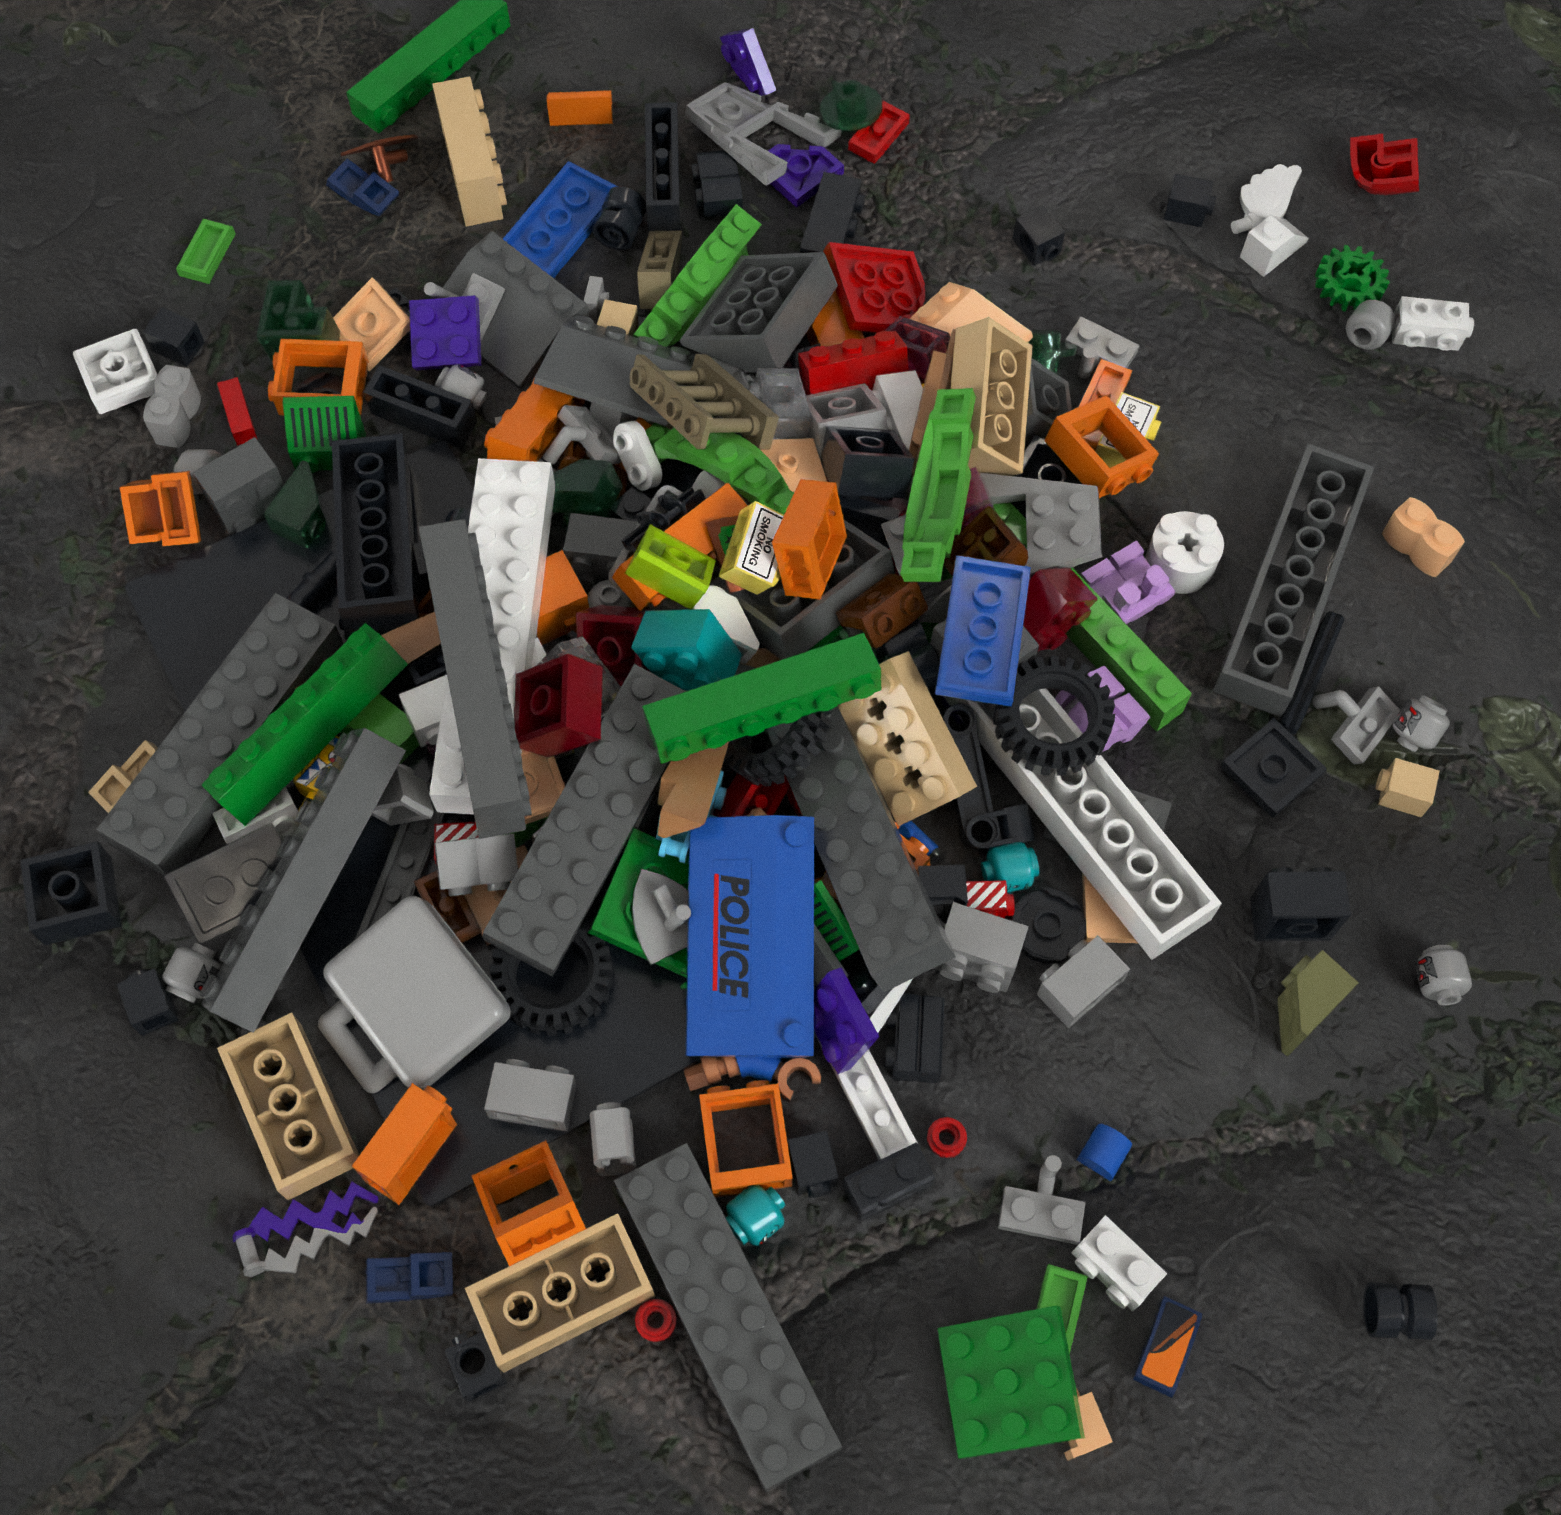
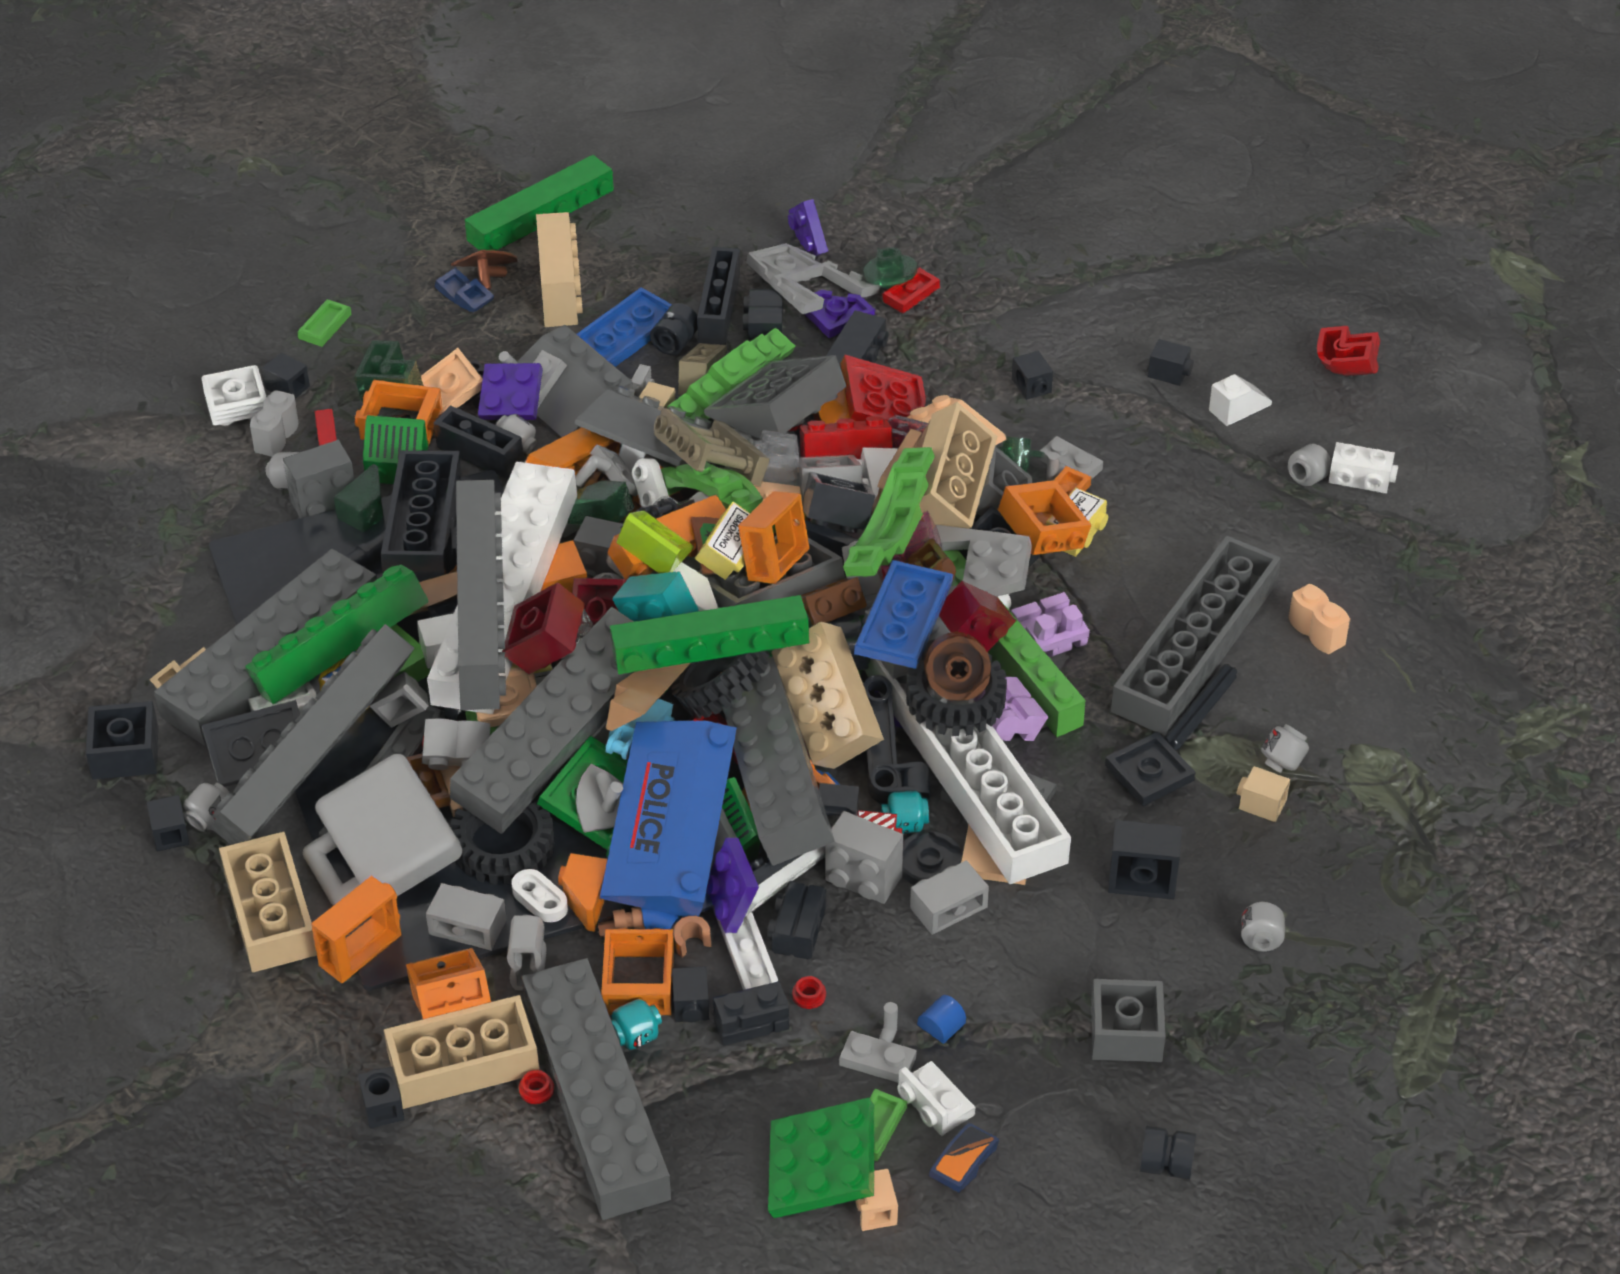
camera: 10 degrees right, 20 degrees down
(161, 509) = (251, 487): orange plate -> none
(320, 1222) = (275, 990): piece -> none
(409, 1277) = (336, 1037): dark blue slope -> none
(580, 108) = (659, 250): orange panel -> none
(612, 1052) = (542, 897): none -> white plate
(662, 1034) = (582, 886): none -> orange slope
(1059, 697) = (956, 684): none -> reddish brown brick
(1186, 549) = (1108, 606): white brick -> none
(1266, 196) = (1245, 363): white animal -> none
(1310, 996) = (1143, 925): olive slope -> none
(1321, 1133) = (1127, 1020): none -> dark grey brick
(1351, 277) = (1299, 428): green gear -> none
(1365, 721) = (1235, 745): light grey plate -> none

